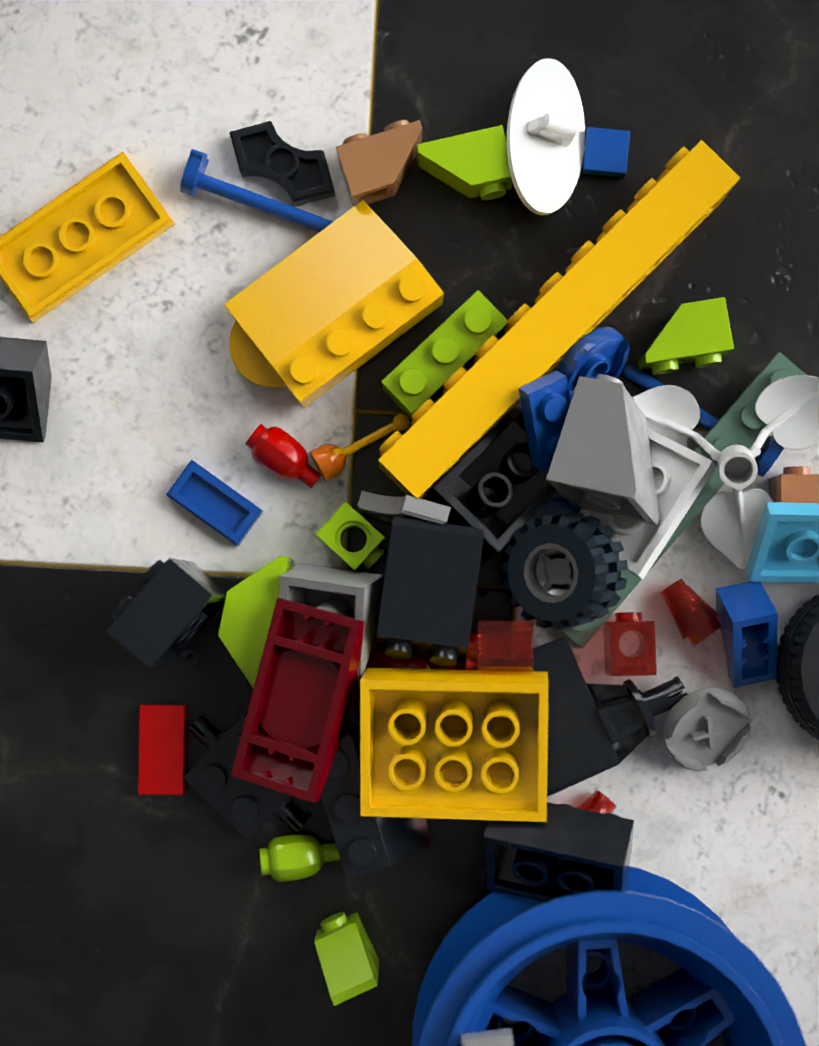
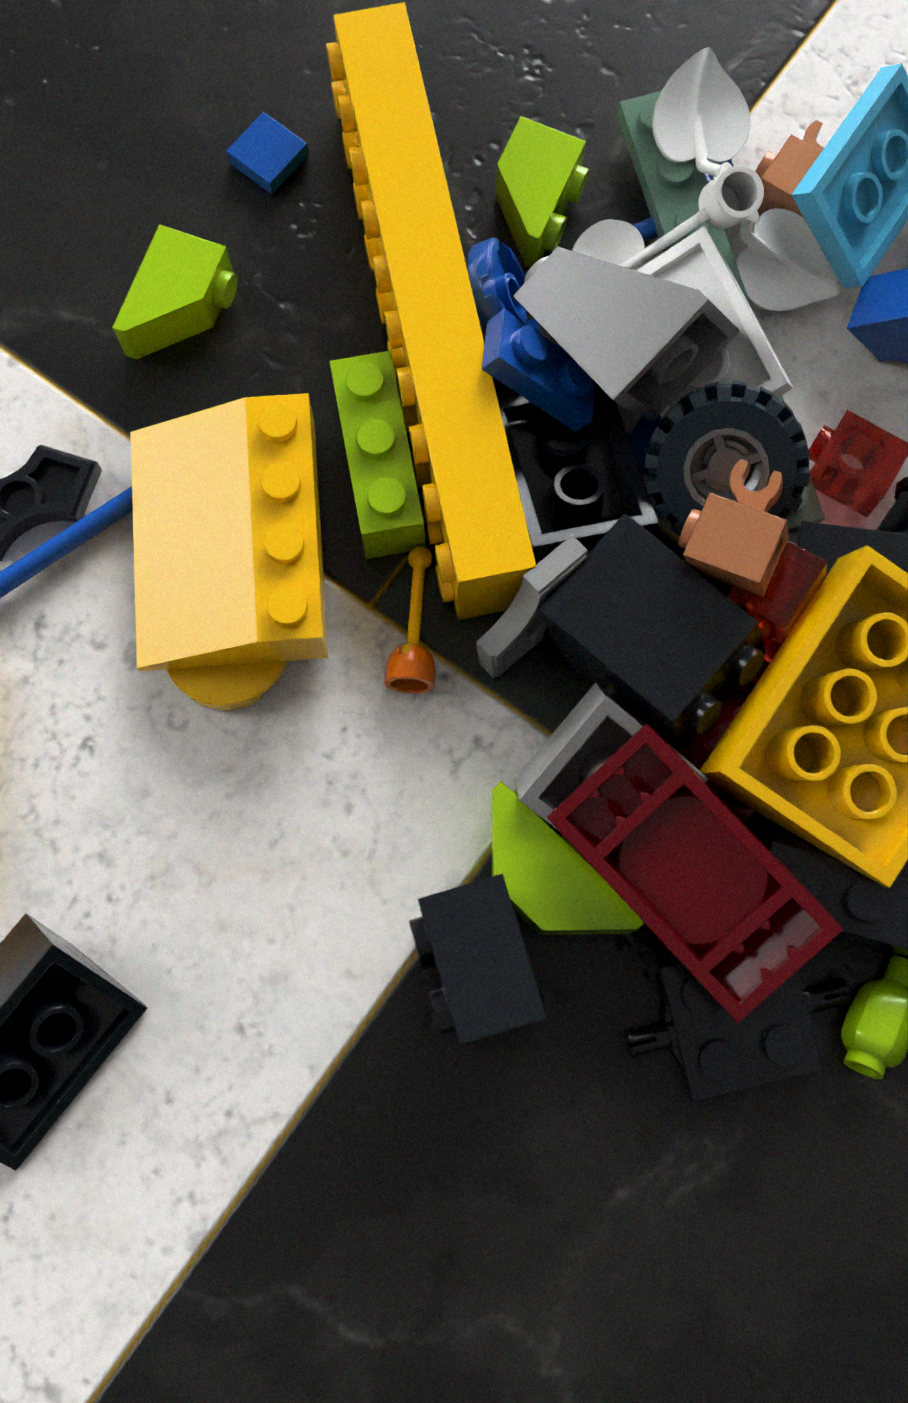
camera: 55 degrees left, 10 degrees down
(162, 749) = (639, 1107): red tile -> none
(214, 503) = (369, 839): blue tile -> none
(281, 455) = (366, 718): red plant -> none
(335, 527) = (503, 716): lime brick -> none
(378, 162) = (98, 391): medium nougat slope -> none
(507, 605) = (738, 538): none -> nougat brick
(545, 137) = (206, 196): white shield -> none
(690, 612) = (857, 375): clear red cone -> none

